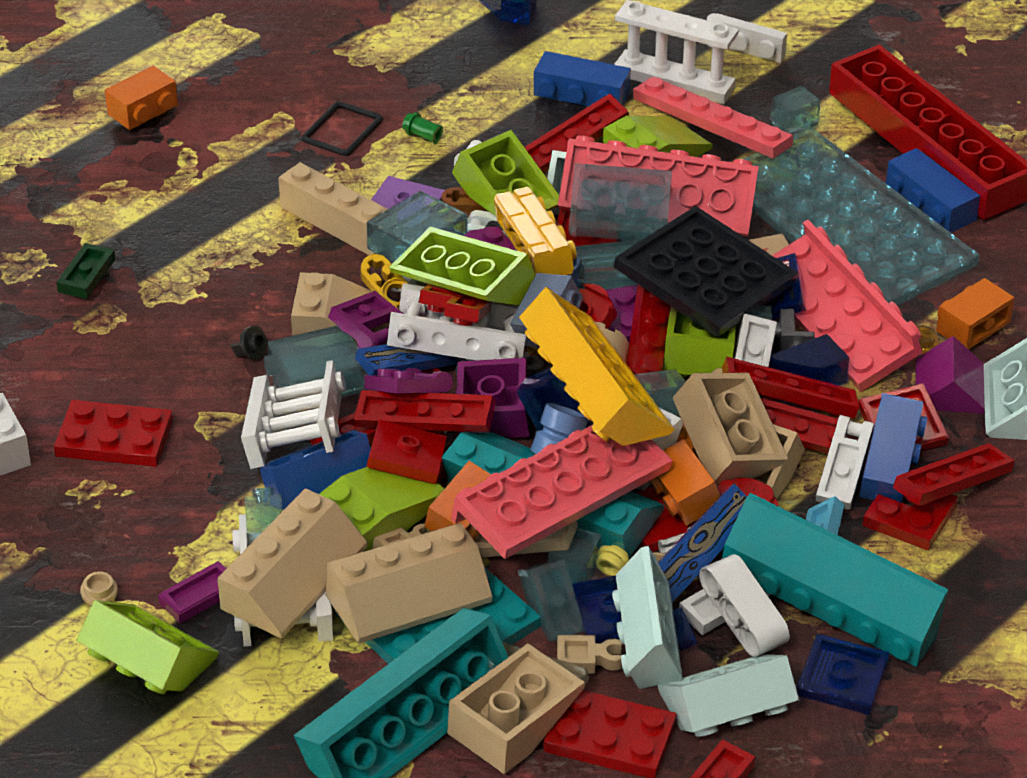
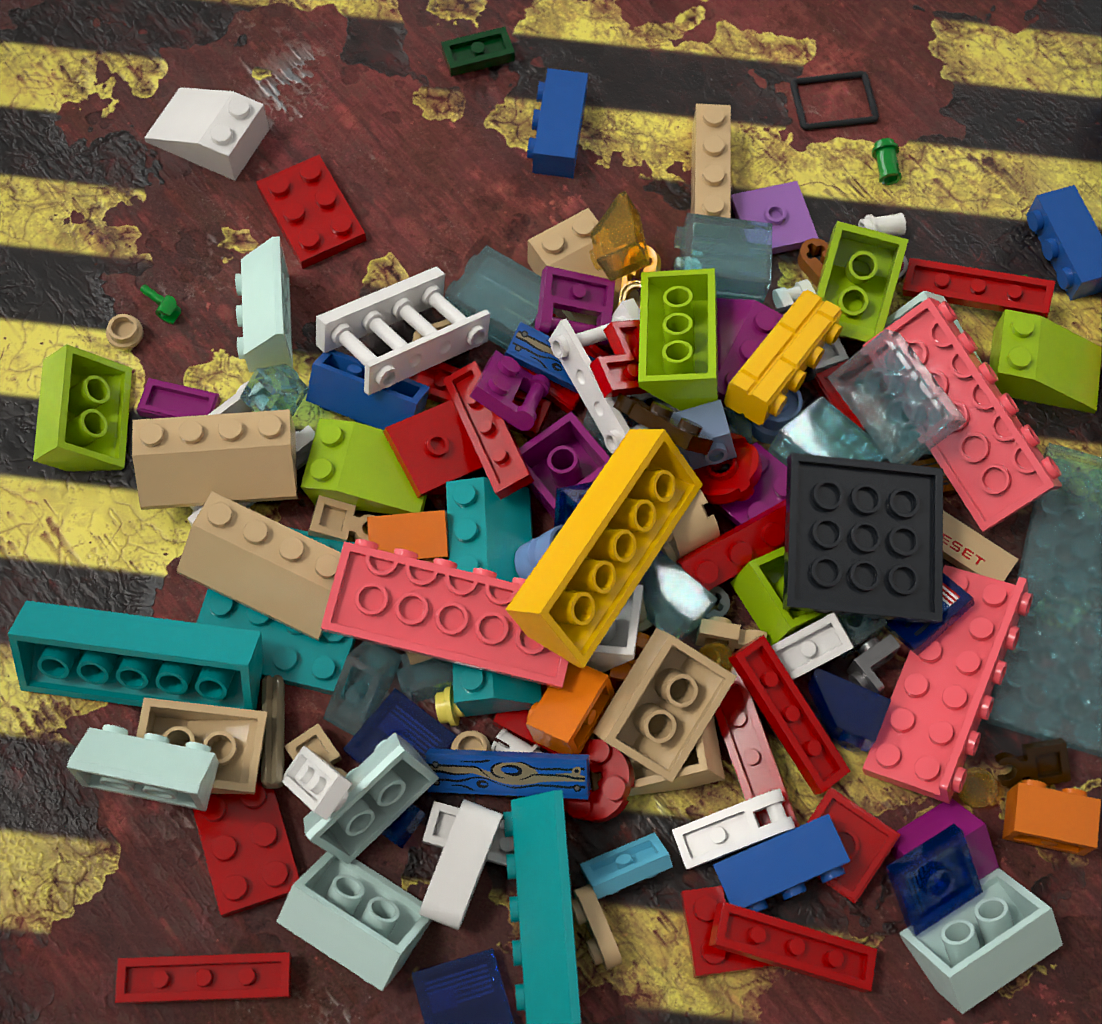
camera: 50 degrees right, 25 degrees up
(105, 551) = (168, 309): none -> green hand
(181, 484) = (264, 307): none -> light aqua slope
(202, 260) = (558, 123): none -> blue brick
(252, 343) = (492, 232): pearl dark grey plate -> none
(354, 261) = (619, 240): none -> clear yellow slope
(520, 710) = (145, 767): none -> light aqua slope
(522, 299) = (657, 416): none -> dark brown plate
(617, 625) = (316, 783): none -> white plate
(928, 300) = (1040, 761): none -> dark brown plate
(968, 381) = (934, 879): none -> clear blue tile

